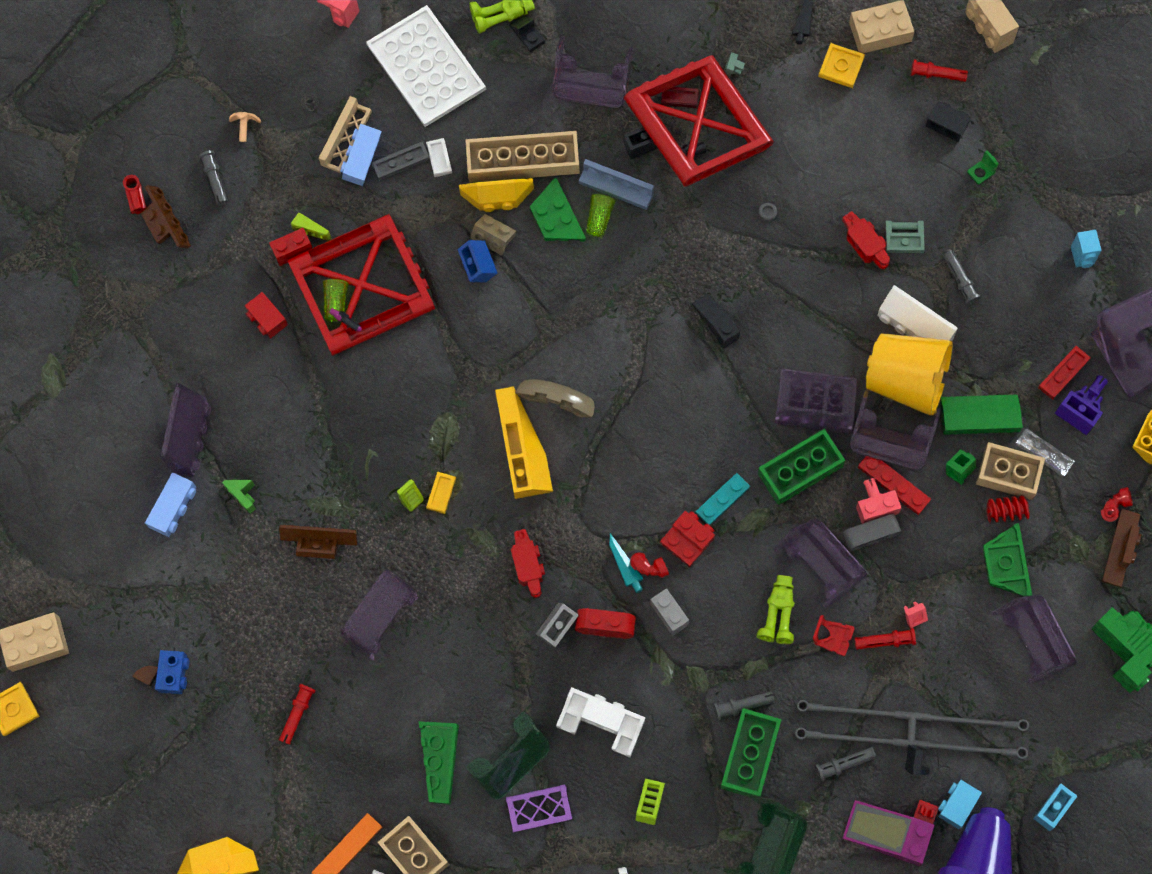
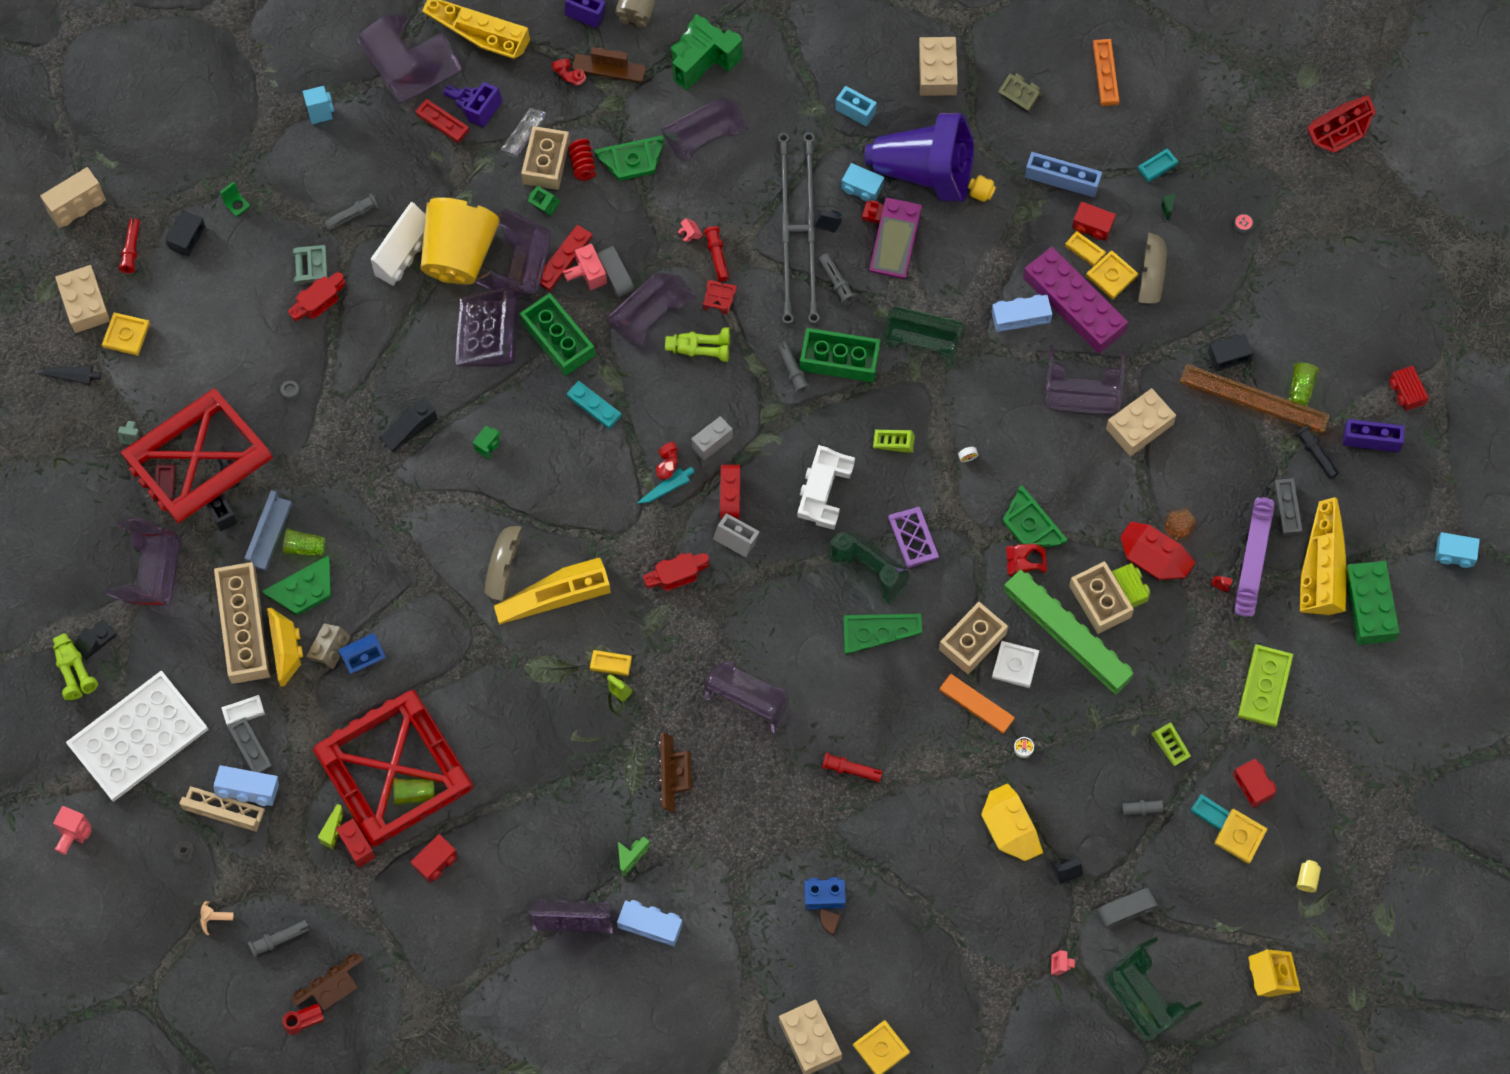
camera: 100 degrees left, 5 degrees down
(344, 318) = (436, 771): black piece -> none
(688, 538) = (635, 430): red plate -> none
(689, 391) = (486, 441): none -> green brick
(981, 414) = (488, 181): green slope -> none

